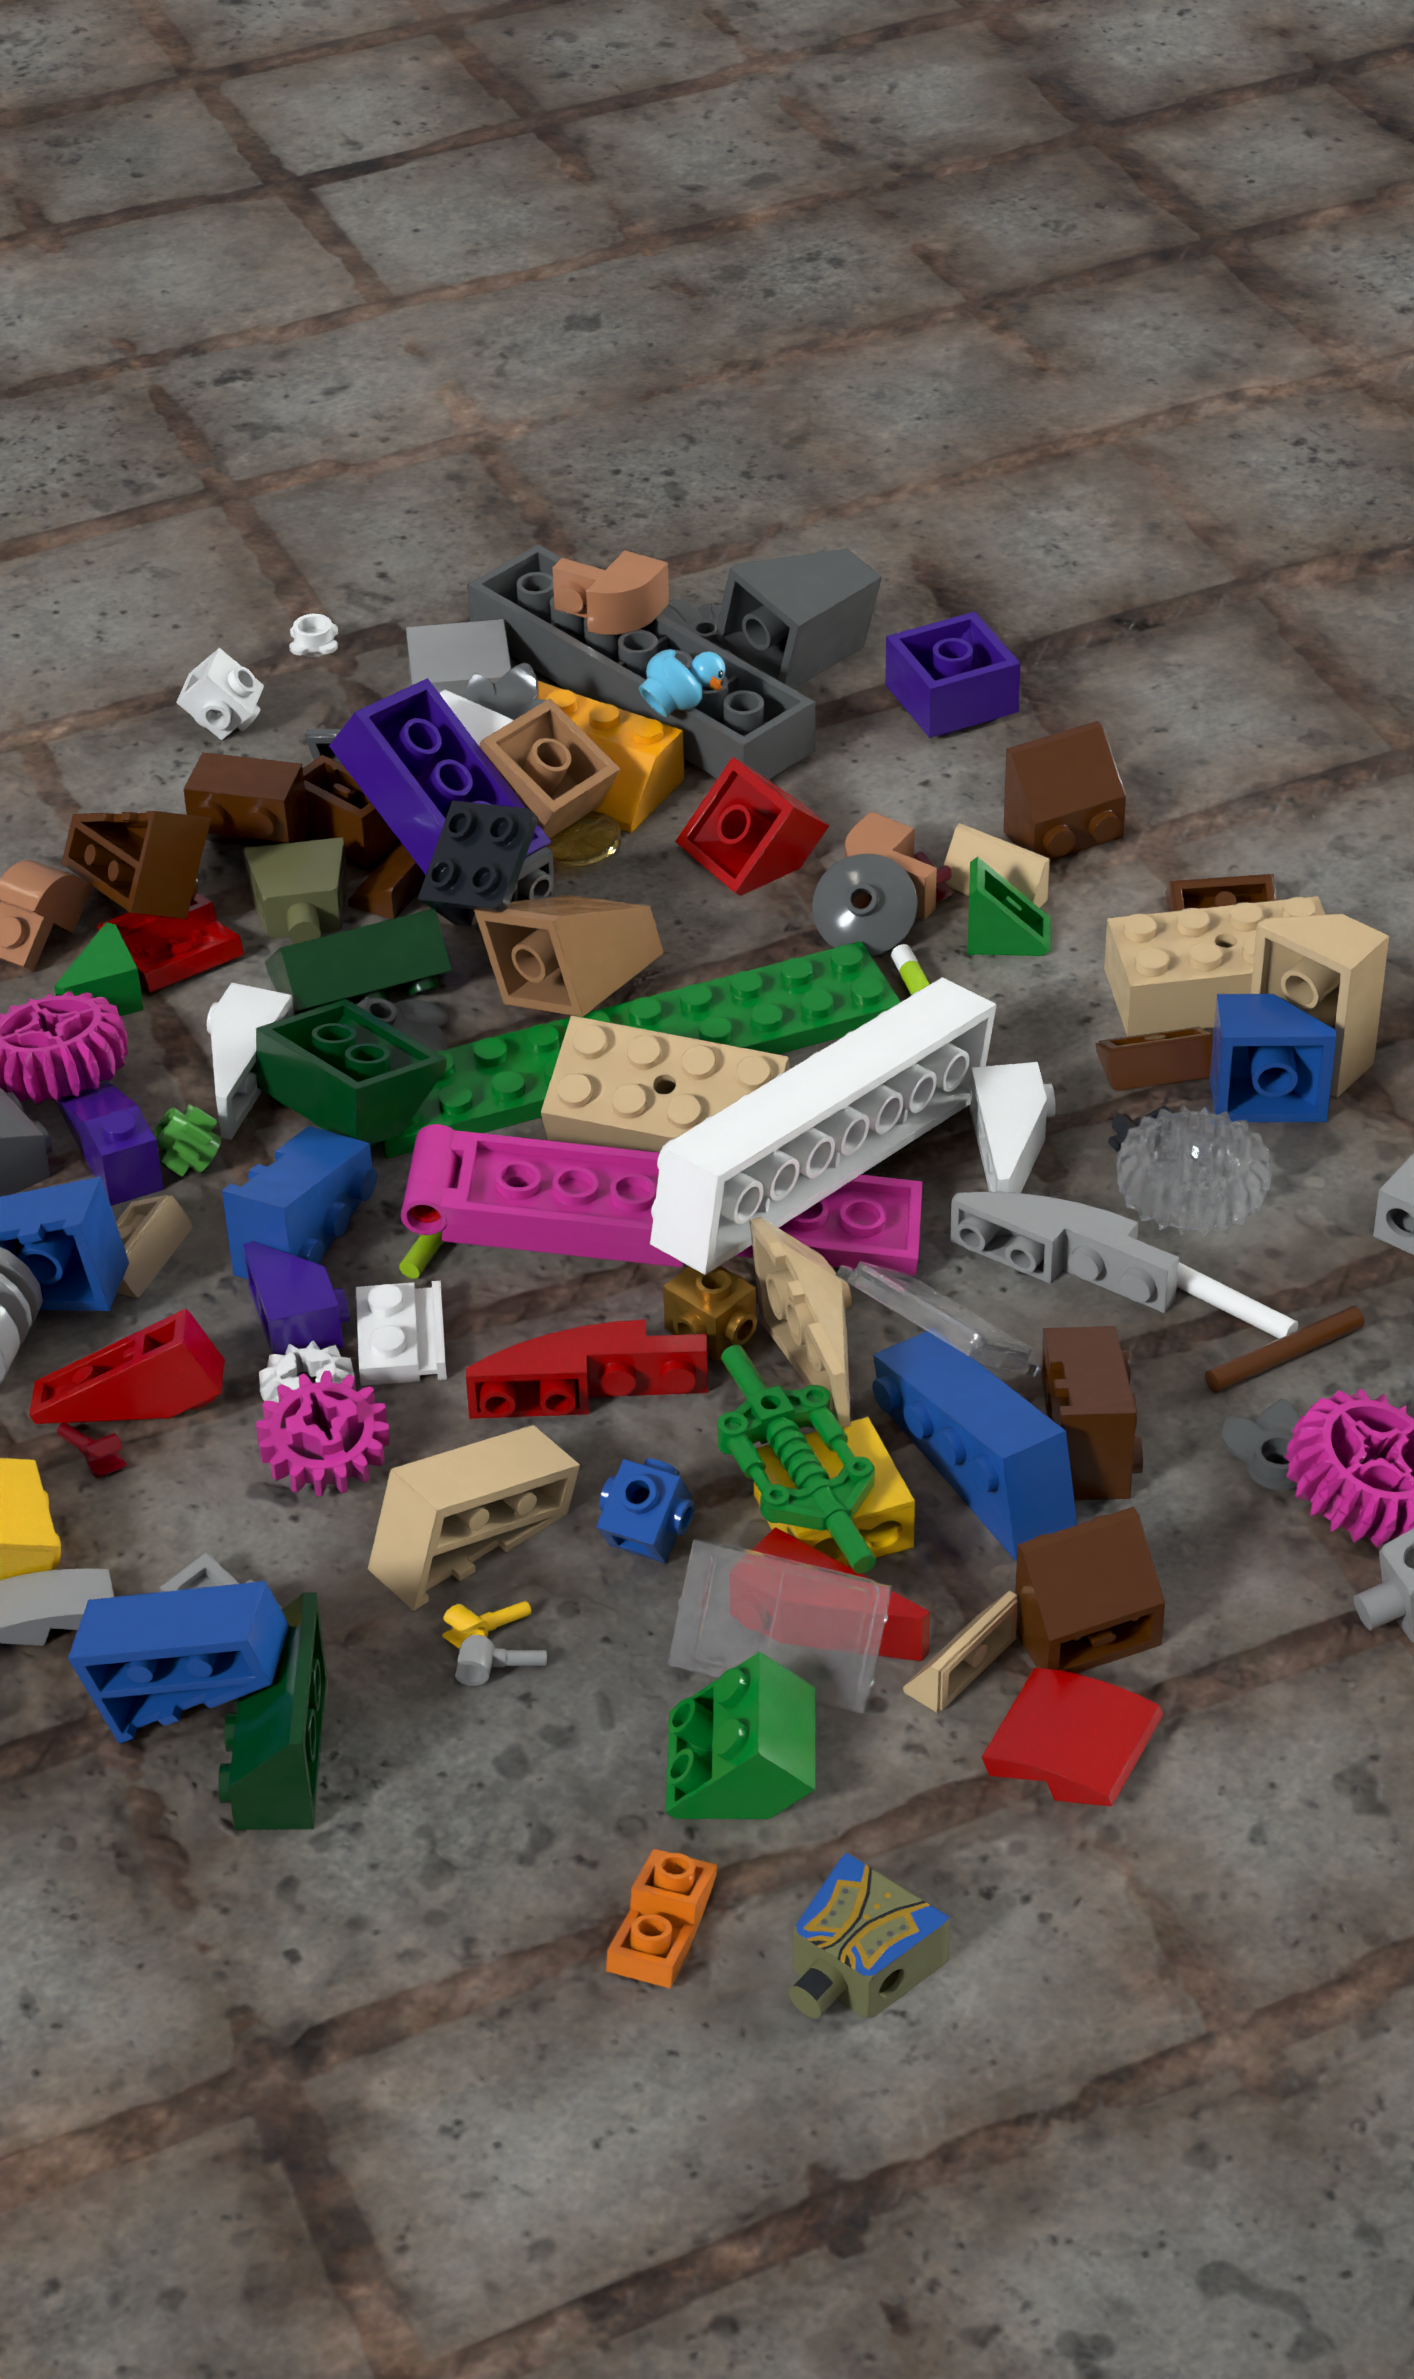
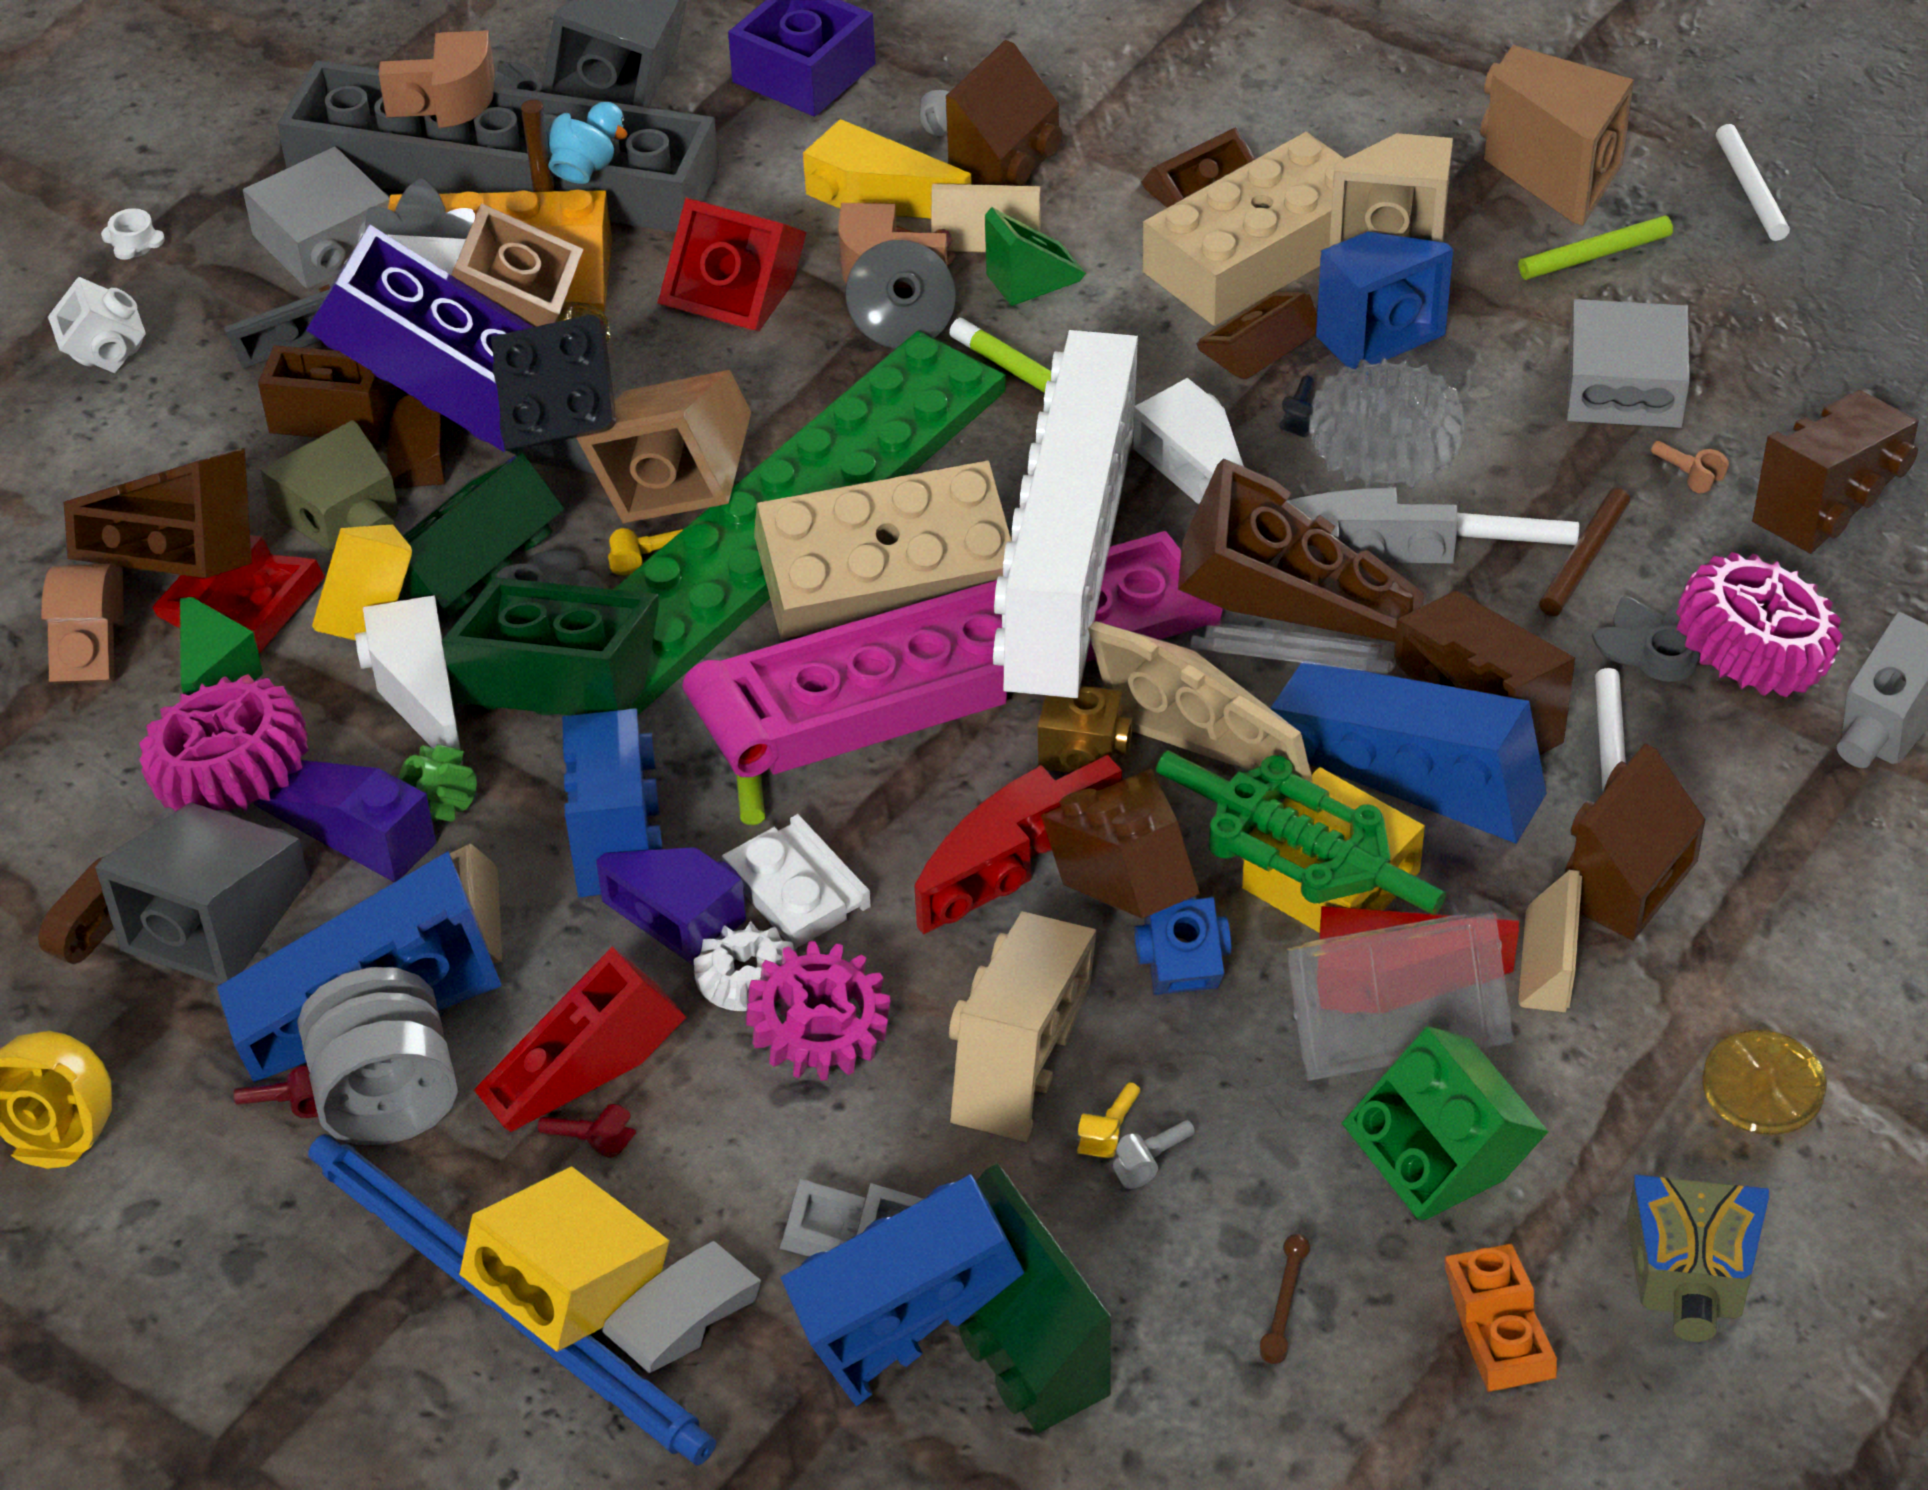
camera: 30 degrees left, 5 degrees up
(243, 954) = (363, 572): none -> yellow slope
(249, 800) = (234, 412): reddish brown slope -> none
(467, 1852) = (1274, 1344): none -> reddish brown hinge
(485, 1020) = (627, 549): none -> yellow hand
(635, 669) = (537, 146): none -> reddish brown bar
(658, 1405) = (1122, 846): none -> reddish brown wedge
(926, 795) = (868, 168): none -> yellow slope
(984, 1242) = (1276, 563): none -> reddish brown wedge
(1052, 1844) = (1764, 1082): none -> clear yellow wheel
(1073, 1736) = (1706, 976): red slope -> none
(1180, 1497) = (1609, 721): none -> white bar

